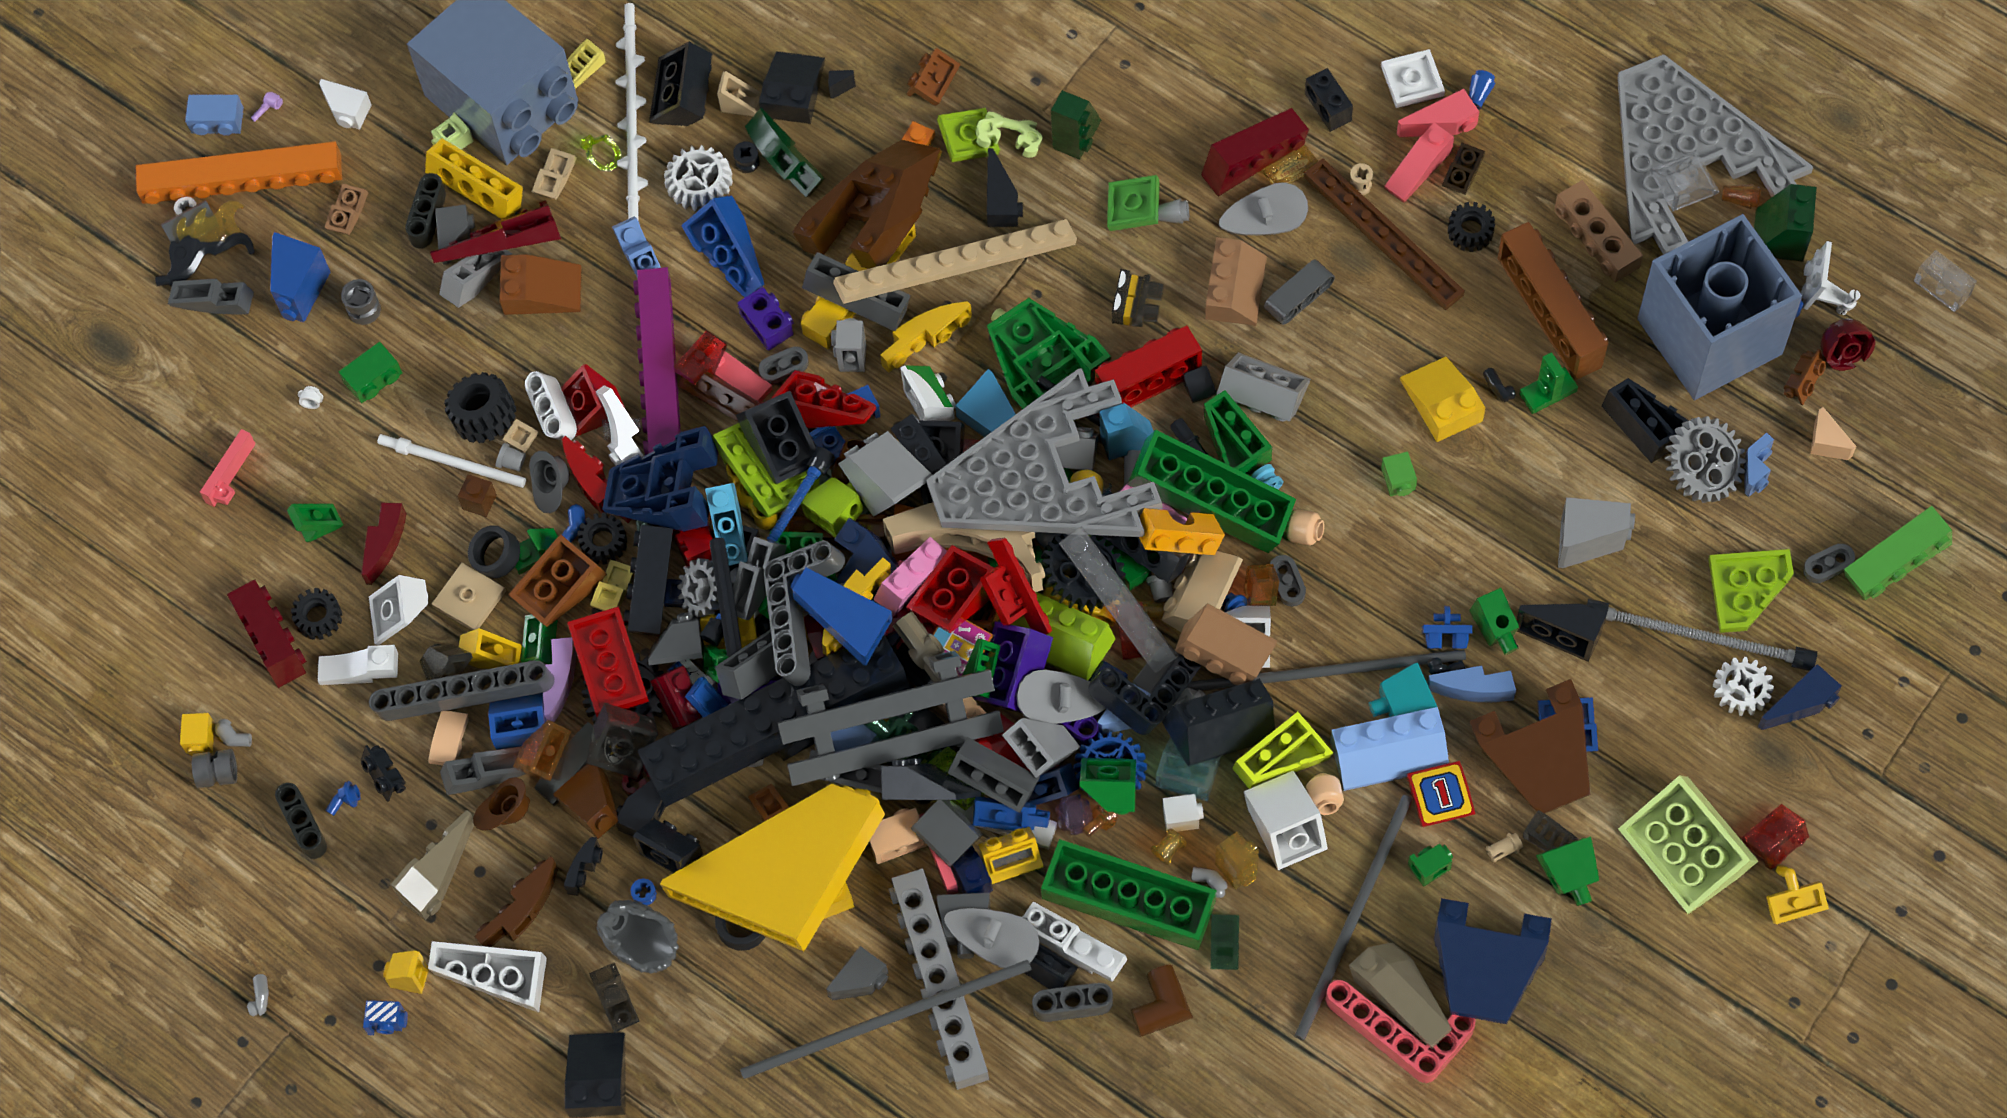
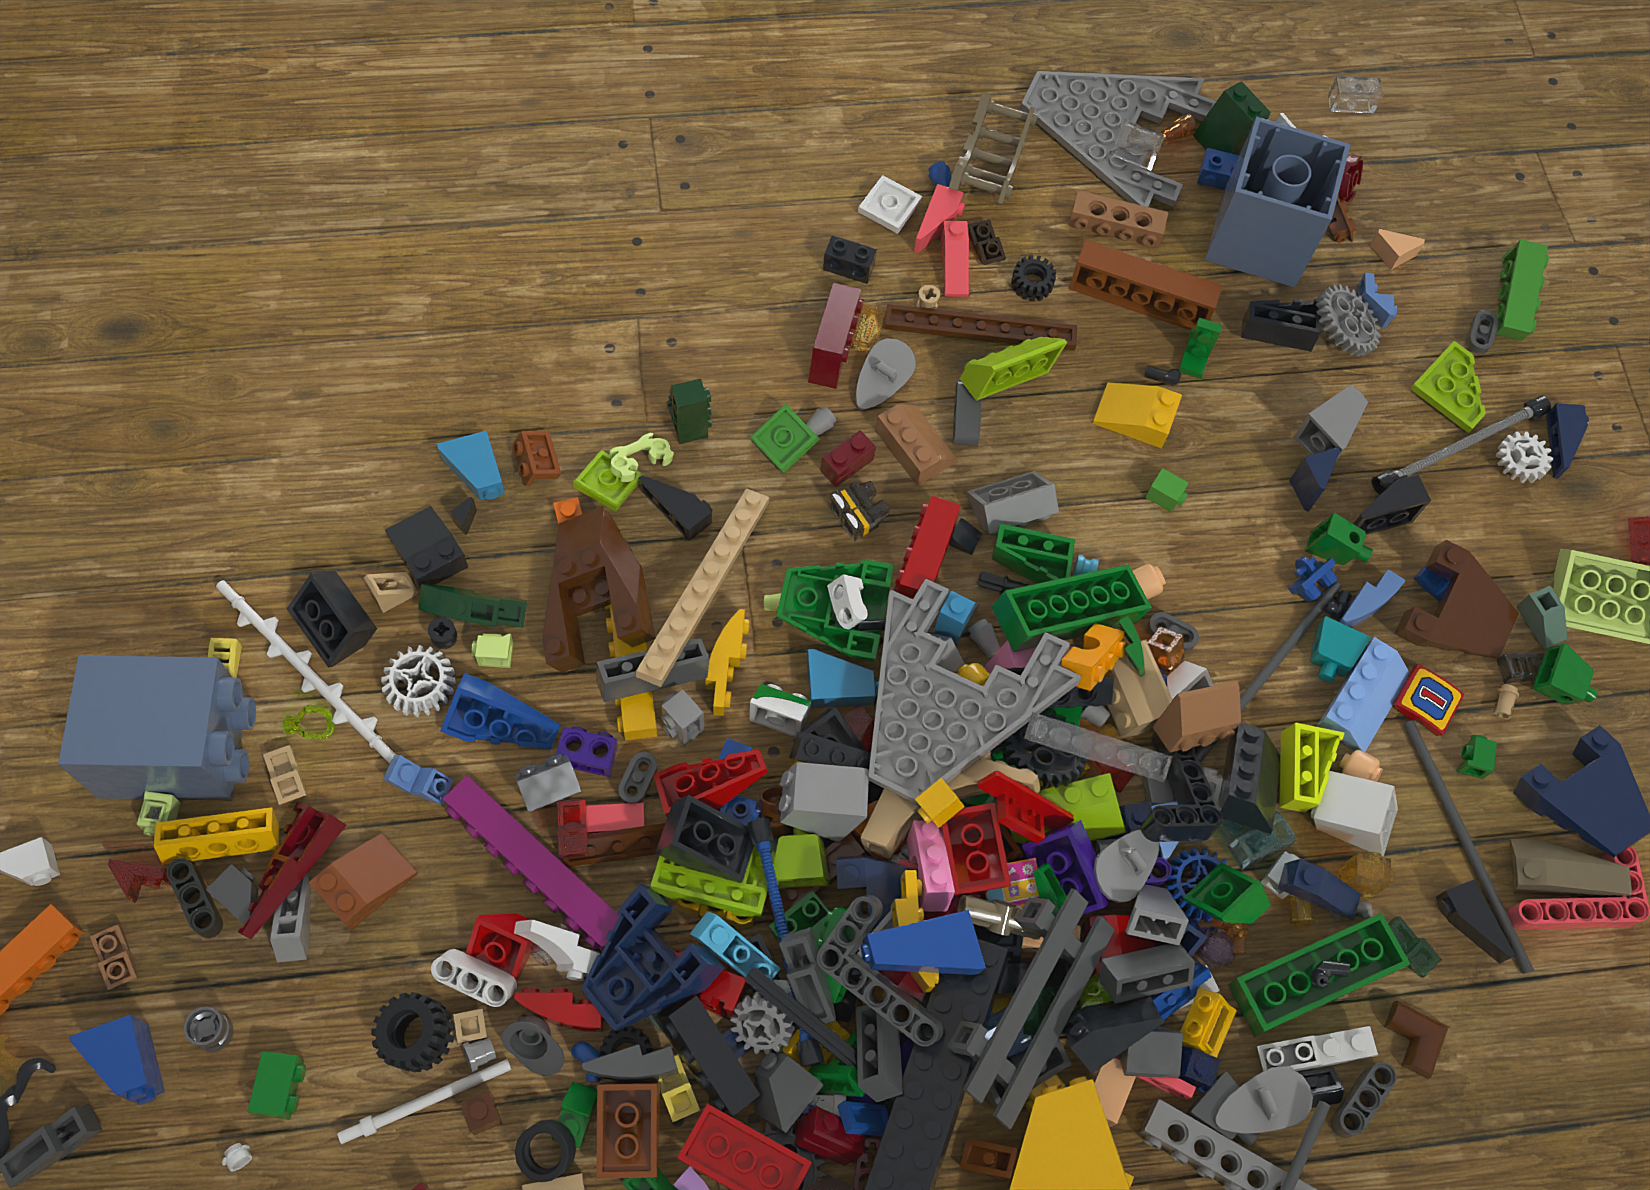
camera: 55 degrees left, 0 degrees up
(399, 166) = (133, 875): none -> clear red slope
(596, 543) = (632, 1066): none -> dark grey slope
(713, 312) = (547, 782): none -> slope
(769, 196) = (493, 650): none -> yellowish green window
(883, 49) = (474, 464): none -> dark azure slope
(953, 534) = (938, 803): none -> yellow brick
(1044, 352) = (847, 601): none -> white leg
(1127, 887) = (1326, 969): none -> black arm
(1165, 254) = (847, 458): none -> dark red brick
(1190, 839) = (1319, 888): none -> dark blue slope
(1221, 556) = (1134, 651): none -> green slope
(1295, 955) = (1472, 916): none -> black slope
(1365, 280) = (1011, 366): none -> lime slope
(1493, 92) = (964, 171): none -> dark tan fence
(1532, 555) = (1312, 476): none -> dark blue slope
(1608, 813) = (1545, 616): none -> sand green slope

